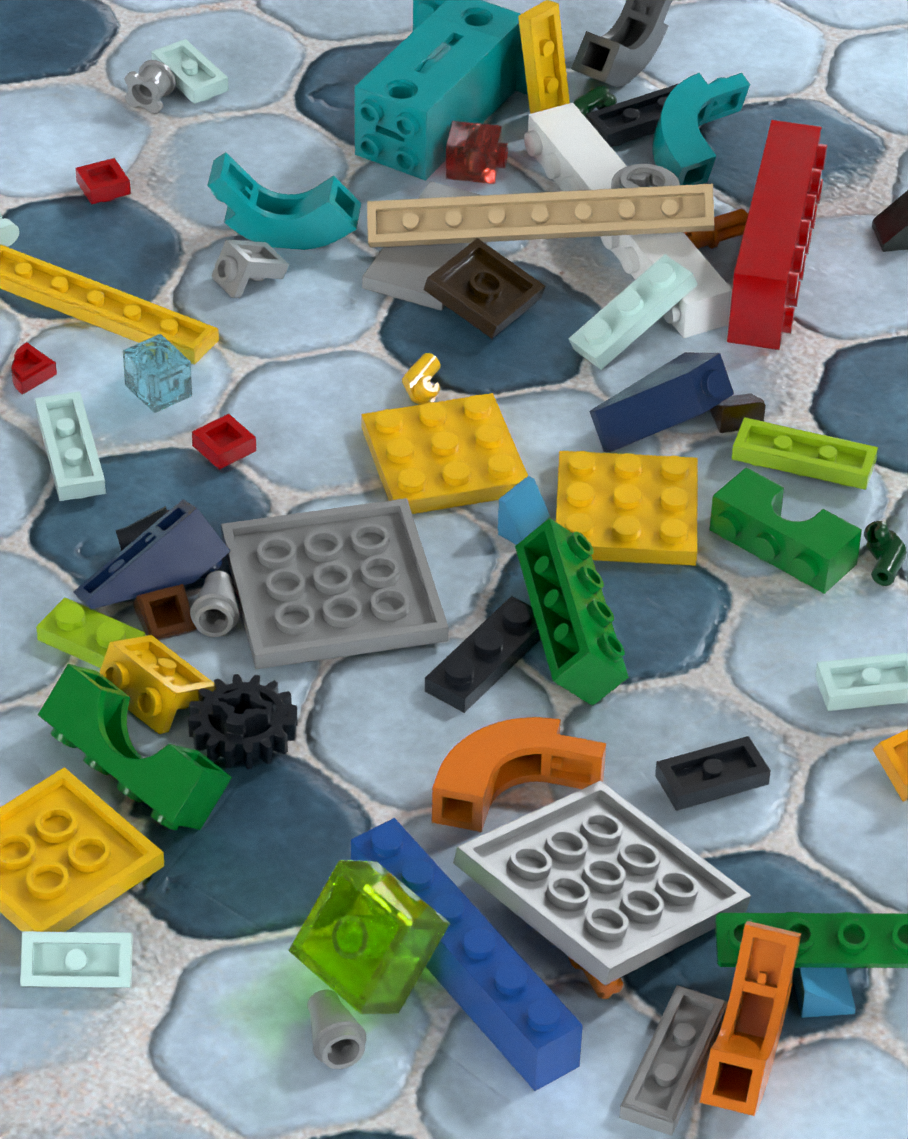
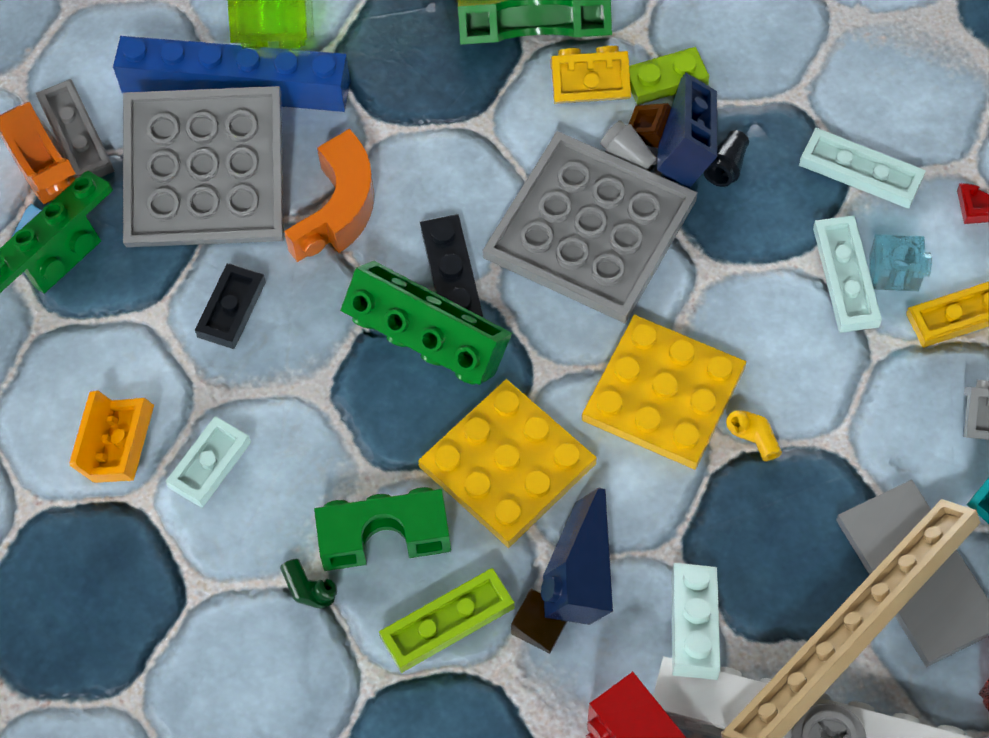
camera: 135 degrees right, 20 degrees up
(199, 401) = (847, 274): none -> light aqua plate
(224, 441) = (789, 258): red plate -> none
(242, 721) = (510, 93): black gear -> none
(484, 288) = (819, 544): dark brown plate -> none
(521, 511) = (551, 383): dark azure slope -> none

